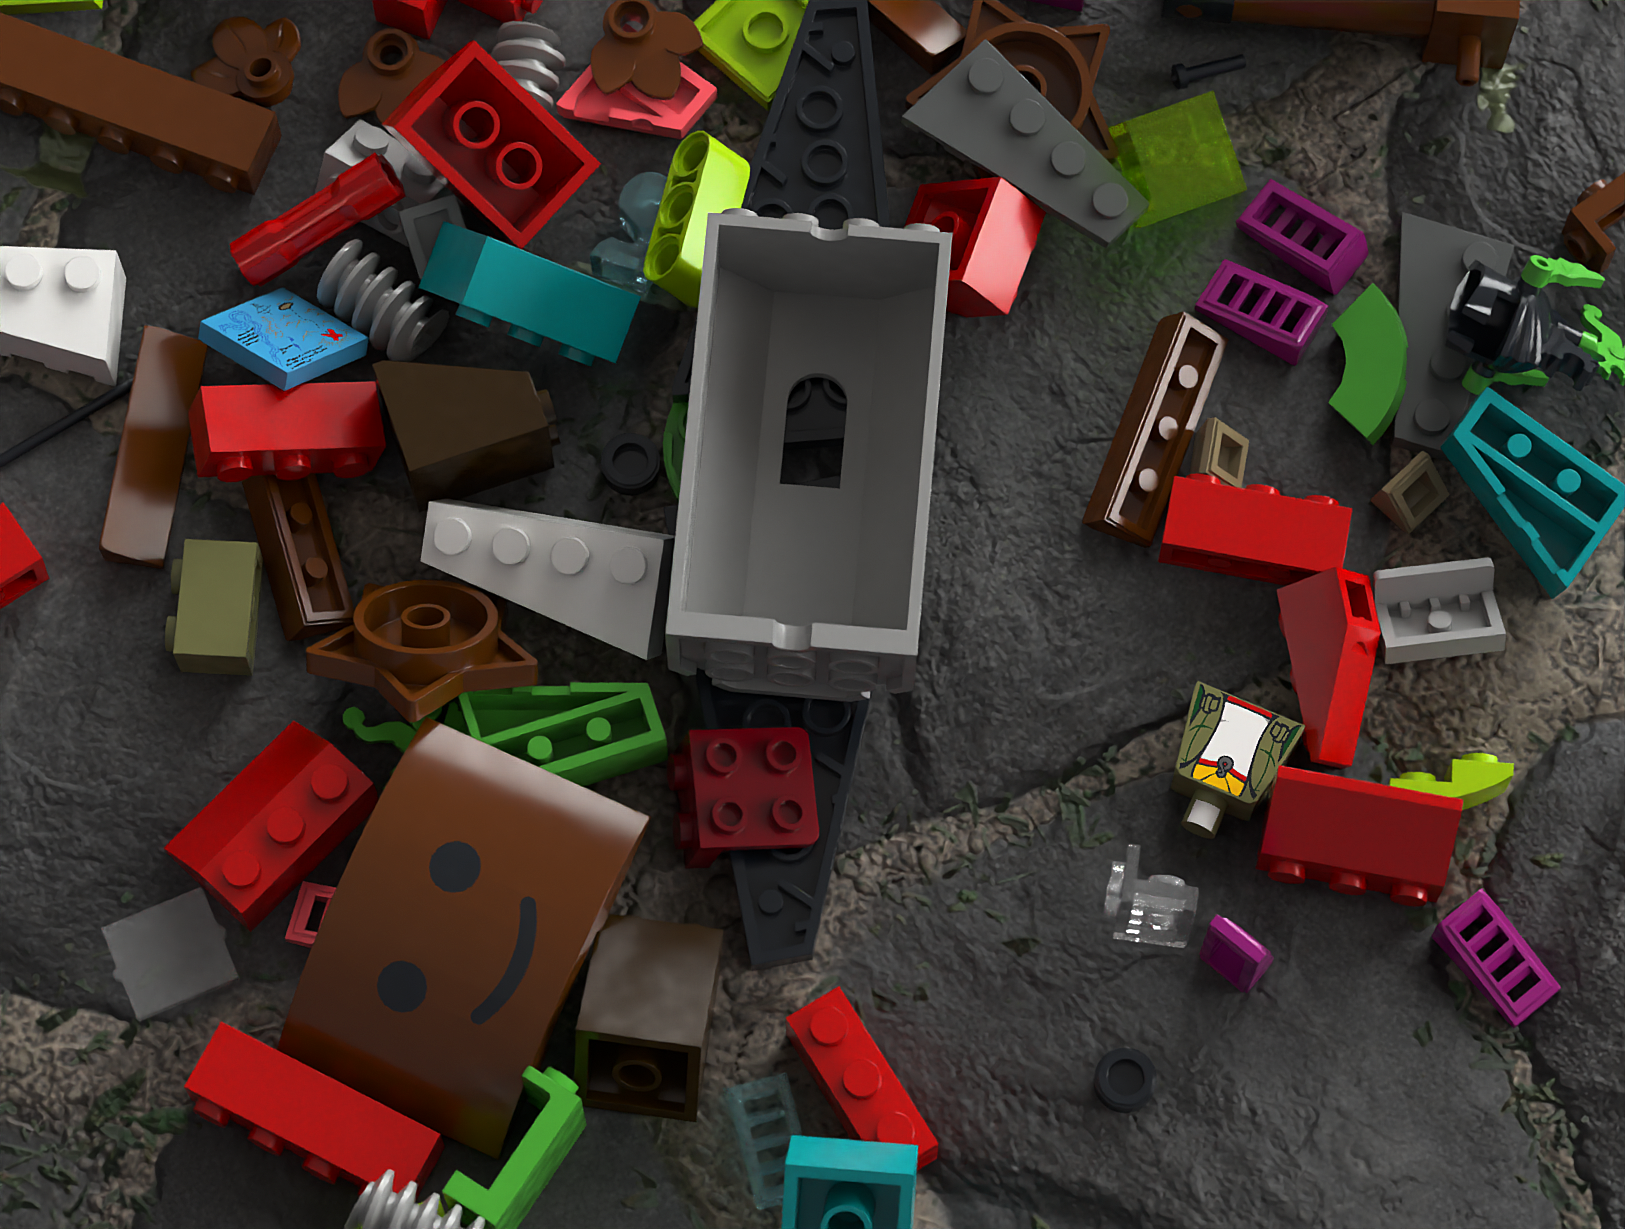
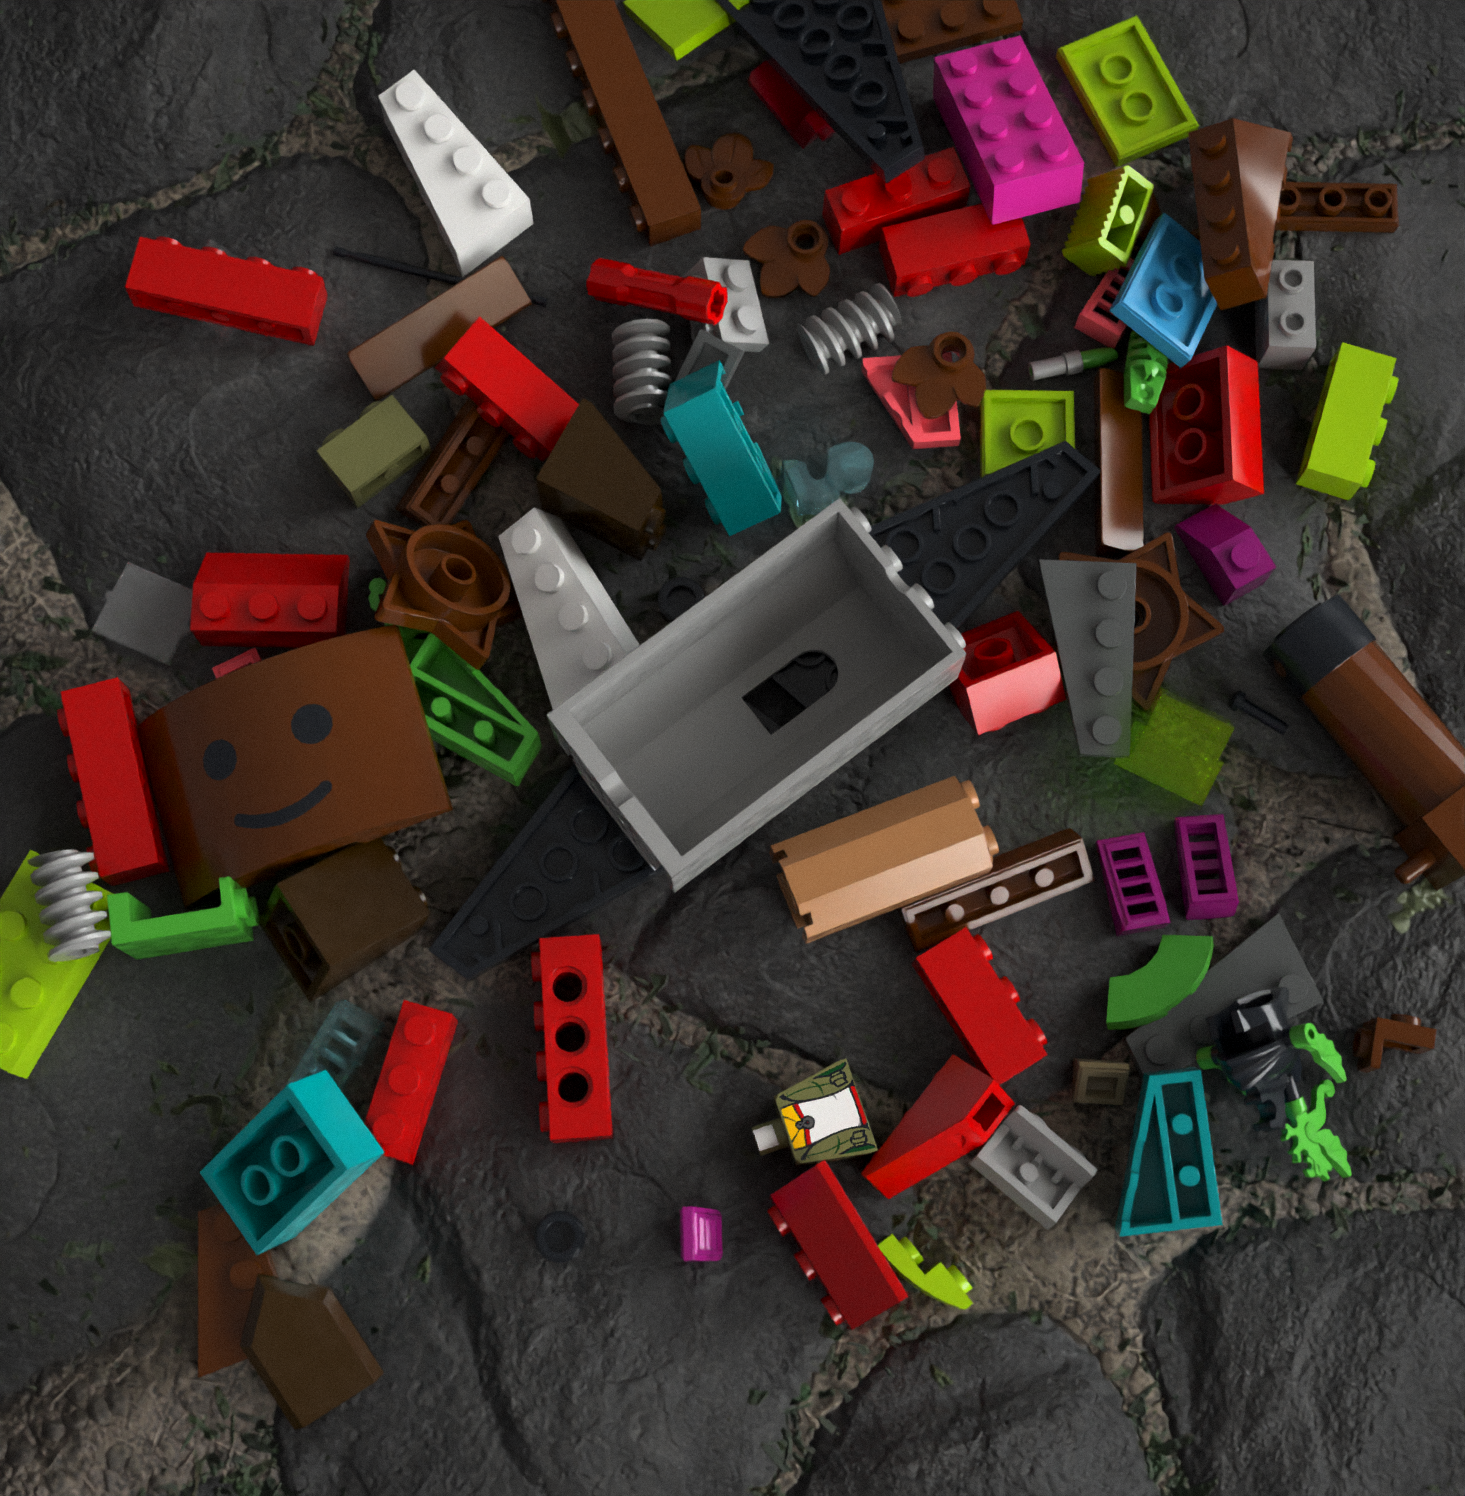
camera: 45 degrees right, 5 degrees up
(283, 338) = (565, 338): dark azure tile -> none
(491, 144) = (789, 343): red slope -> none
(700, 180) = (879, 489): lime beam -> none
(742, 792) = (531, 850): dark red bracket -> none
(896, 837) = (580, 959): none -> red brick
(1045, 491) = (884, 858): none -> medium nougat brick
(1150, 909) = (675, 1162): clear bracket -> none
(1220, 453) = (1012, 943): dark tan slope -> none
(1496, 926) = (852, 1358): magenta slope -> none

